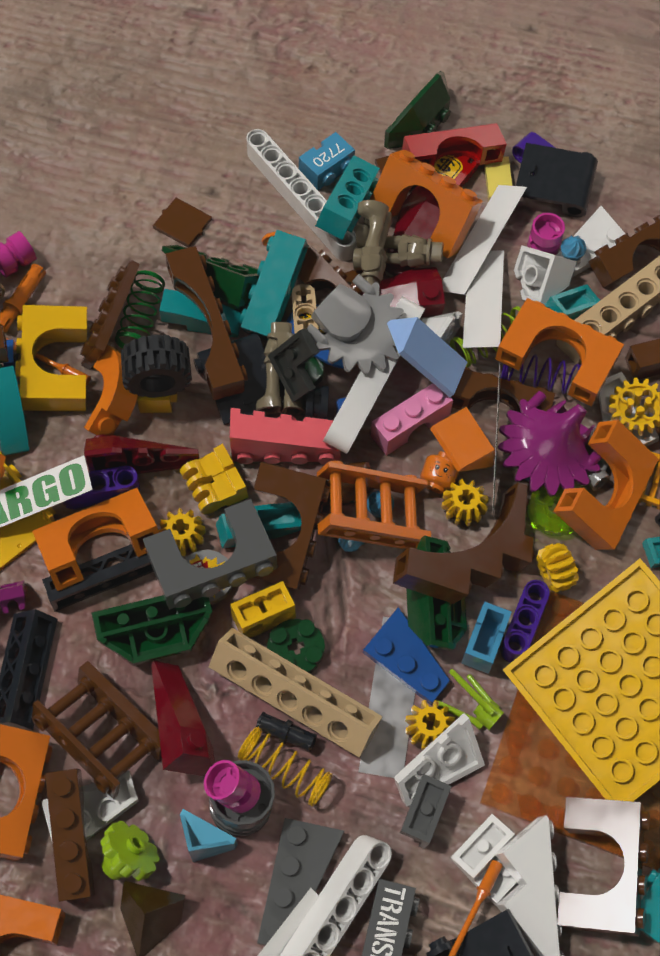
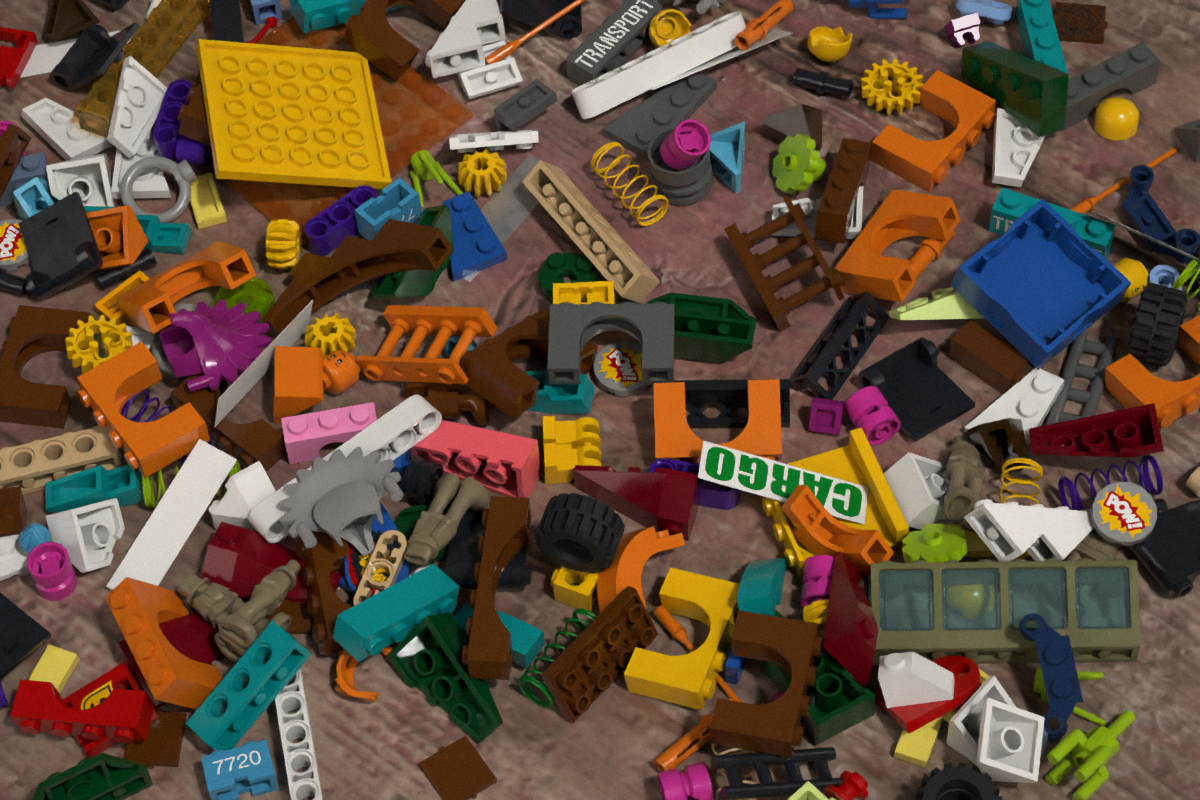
camera: 150 degrees left, 10 degrees down
(181, 730) = (708, 236): dark red wedge -> none
(191, 527) = (628, 410): yellow gear -> none
(286, 731) = (614, 214): black pin -> none
(289, 362) = (428, 484): pearl dark grey plate -> none
(428, 353) = (286, 446): light blue slope -> none
(481, 238) = (91, 616): white sticker -> none

